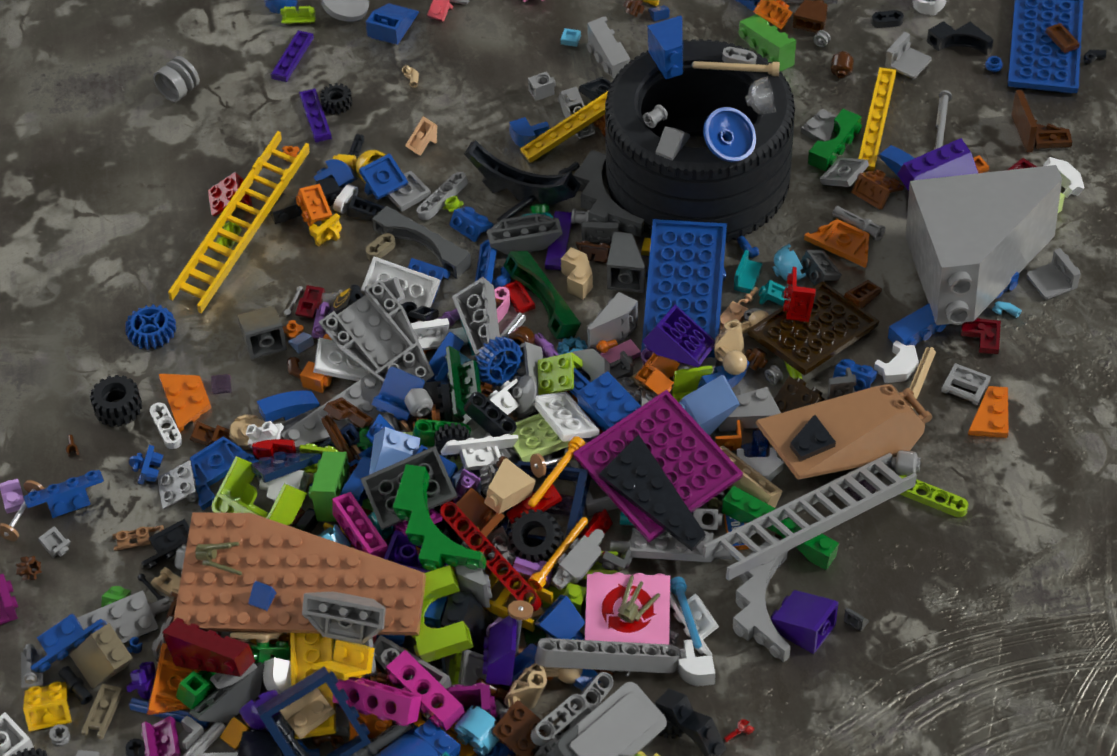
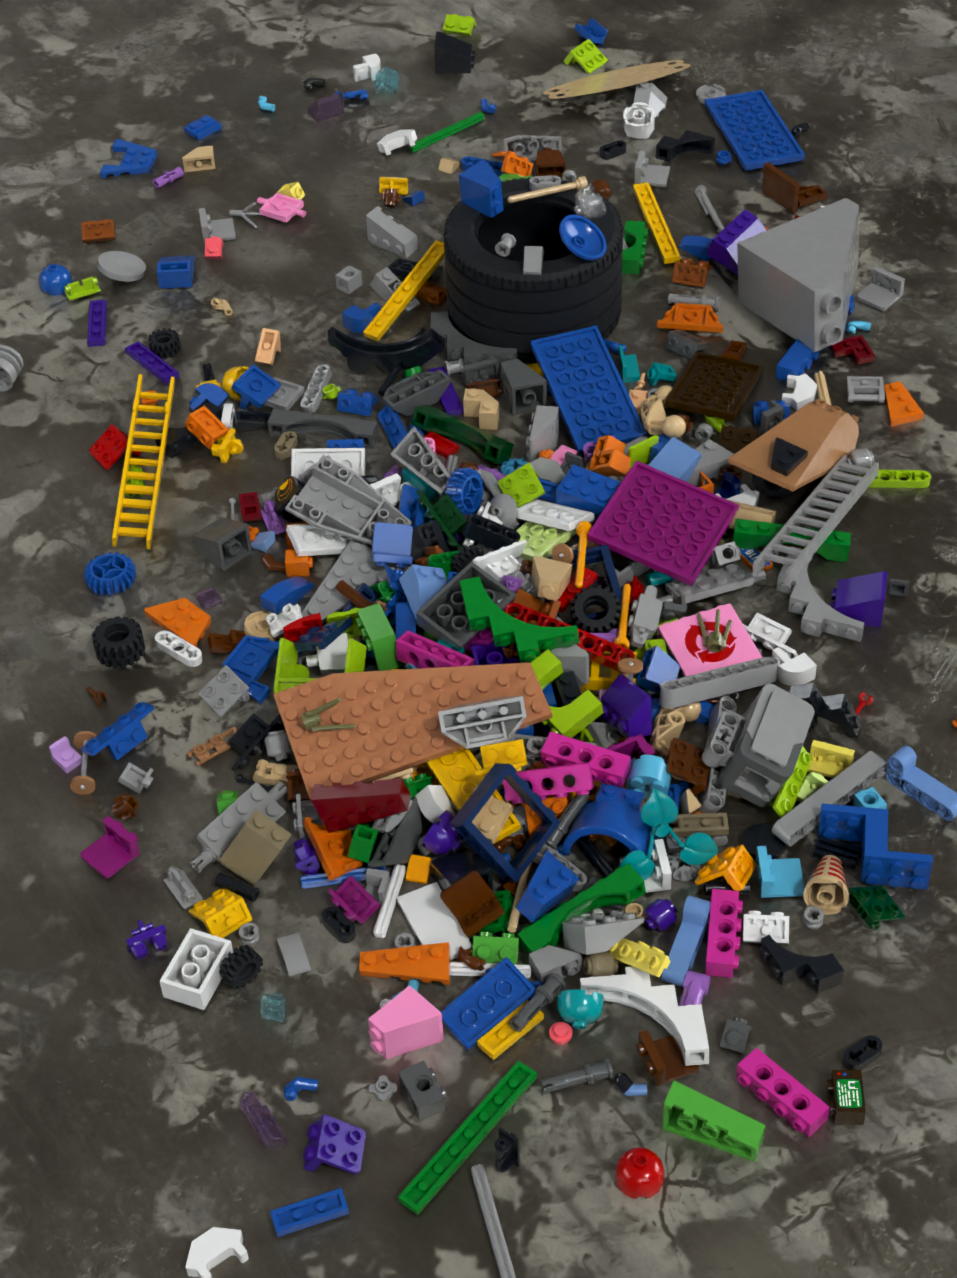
camera: 25 degrees left, 5 degrees down
(63, 638) = (207, 845): blue bracket -> none
(102, 710) = (278, 896): dark tan hinge -> none
(151, 458) = (181, 685): blue hips -> none
(261, 595) = (387, 735): blue slope -> none
(342, 408) = (348, 574): reddish brown plate -> none
(418, 402) = (416, 545): light grey head -> none
(570, 37) = (349, 237): medium azure plate -> none
(645, 485) = (665, 539): black wing -> none
(678, 587) = (763, 629): dark azure piece -> none
(679, 339) = (612, 422): dark purple slope -> none
(785, 261) = (661, 346): medium azure cylinder -> none
(798, 299) = (693, 363): red bracket -> none
(844, 172) = (658, 267): light grey plate -> none
(1062, 38) = (768, 122): reddish brown tile -> none

